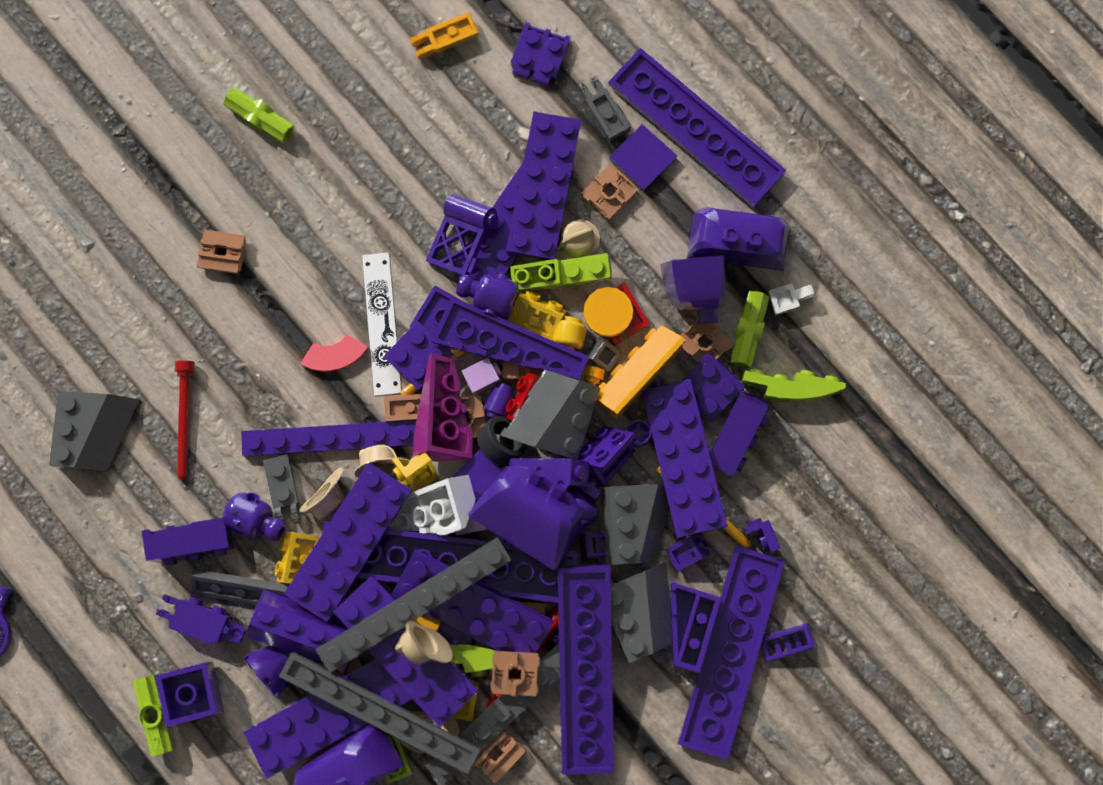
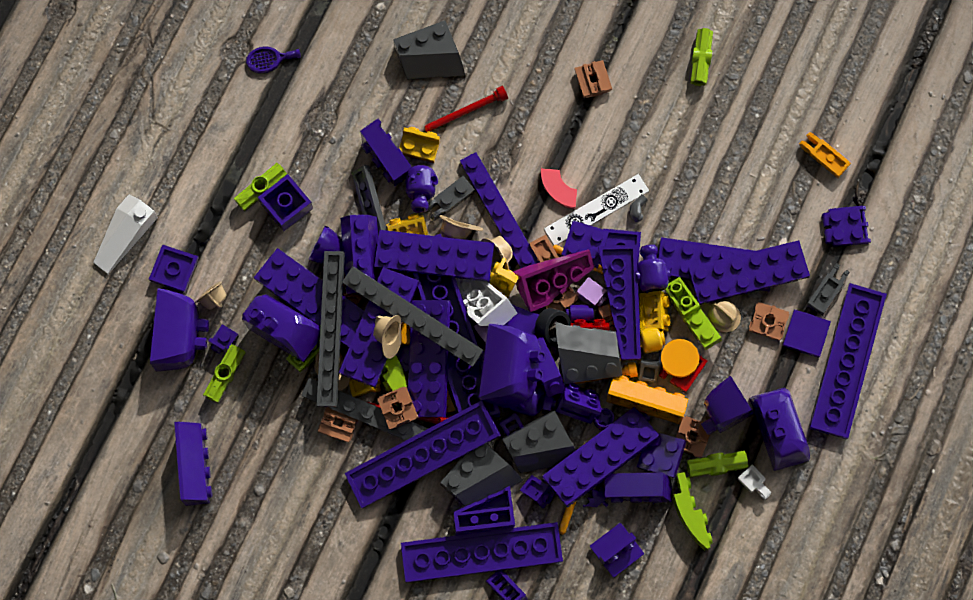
camera: 60 degrees right, 5 degrees down
(197, 494) = (419, 144): none -> yellow bracket
(202, 622) = (335, 187): dark purple hinge -> none
(402, 277) = (635, 208): none -> dark grey arm
(469, 216) = (700, 232): dark purple piece -> none
(727, 484) = (598, 498): none -> dark purple piece
(767, 537) = (574, 541): dark purple bracket -> none
(797, 491) = (617, 549): none -> dark purple bracket

